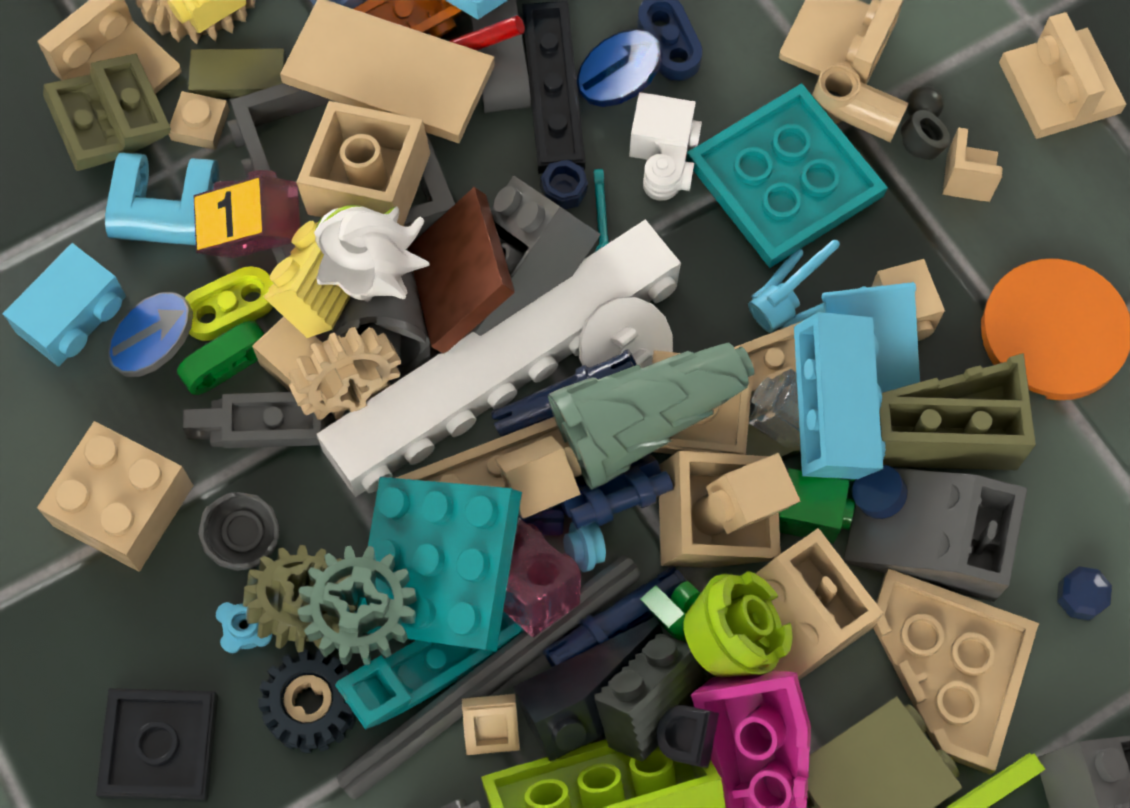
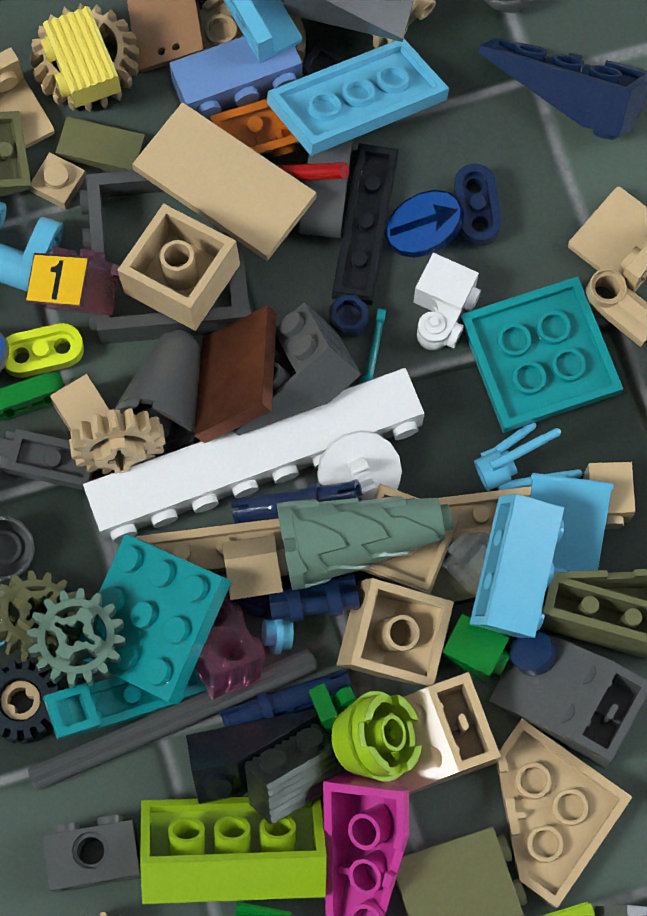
camera: 15 degrees right, 5 degrees up
(295, 287) = (117, 352): light yellow brick -> none
(366, 251) = (159, 346): white hair -> none
(490, 724) = (161, 759): tan tile -> none
(687, 735) = (311, 814): black tile -> none
(751, 493) = (420, 630): tan brick -> none

